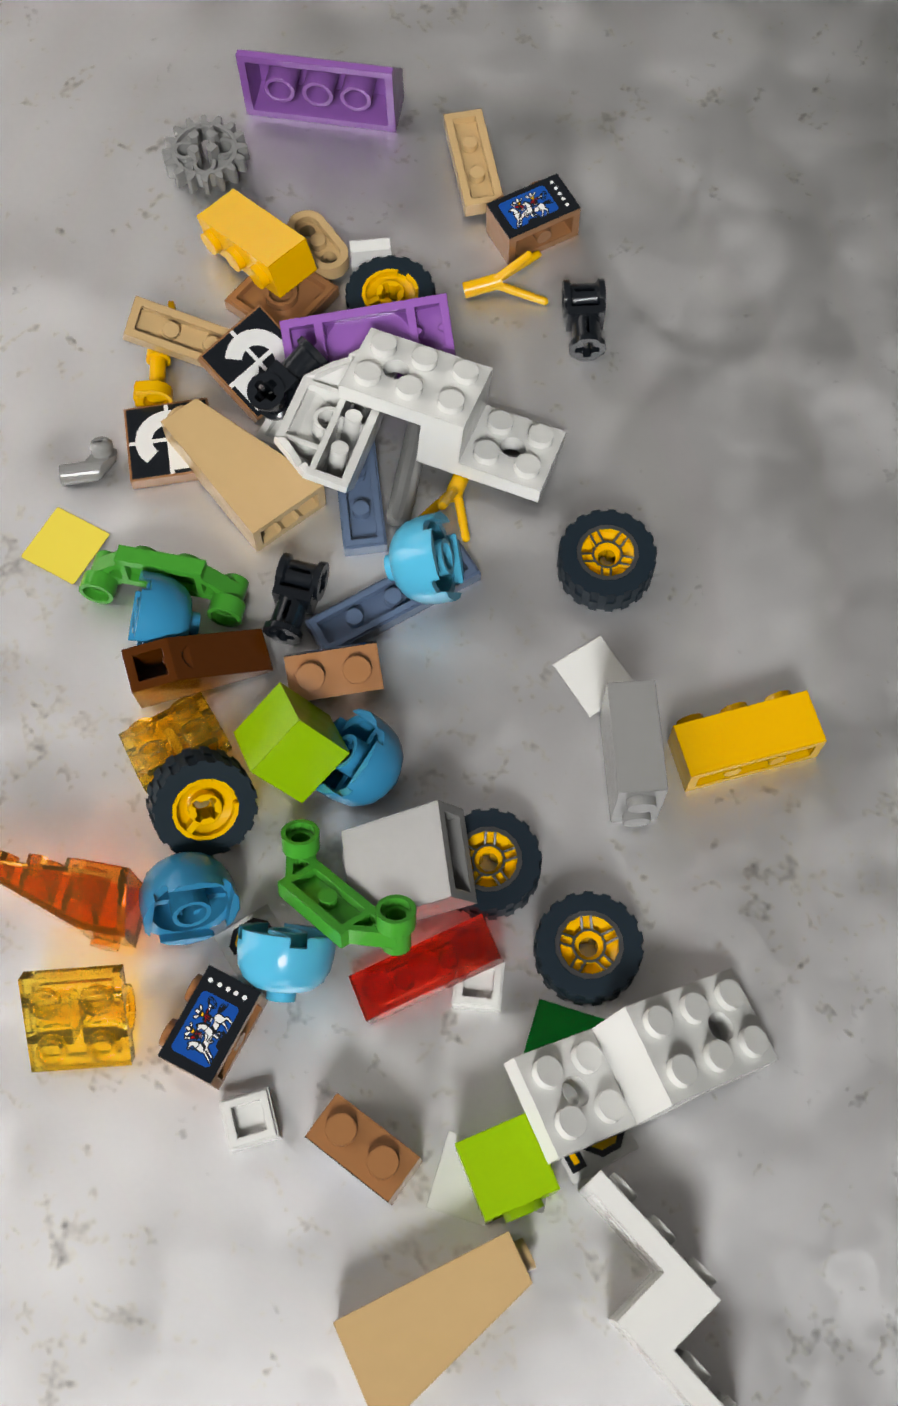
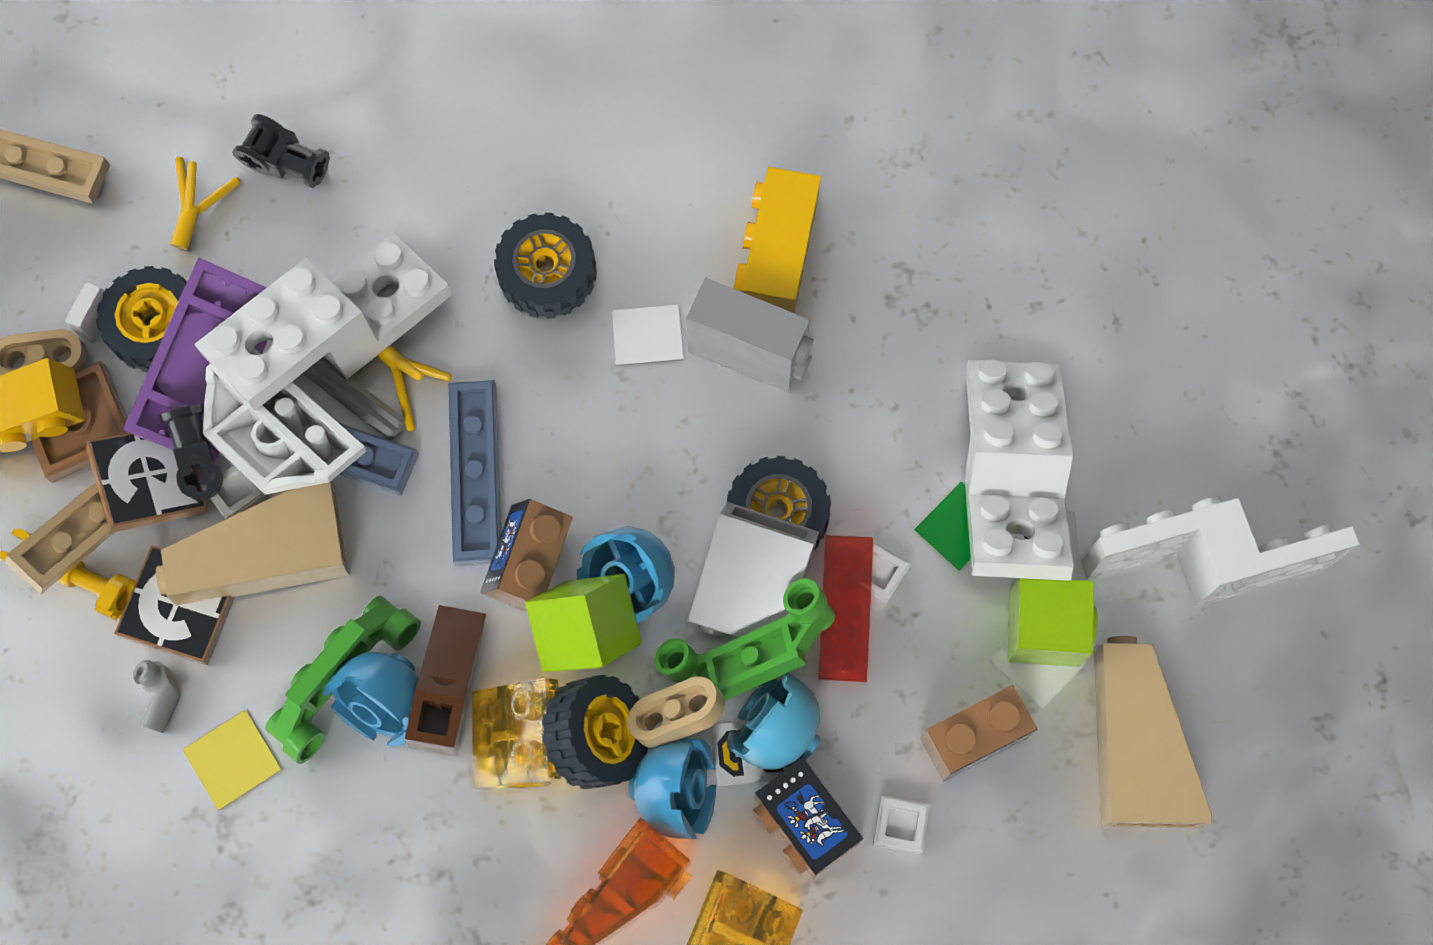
camera: 65 degrees left, 5 degrees up
(247, 858) = (678, 710): none -> tan plate
(295, 593) = (418, 553): black connector -> none
(425, 560) = (464, 420): medium azure cylinder -> none
(532, 218) = (141, 143): brick -> none
(575, 923) = (900, 440): black wheel -> none

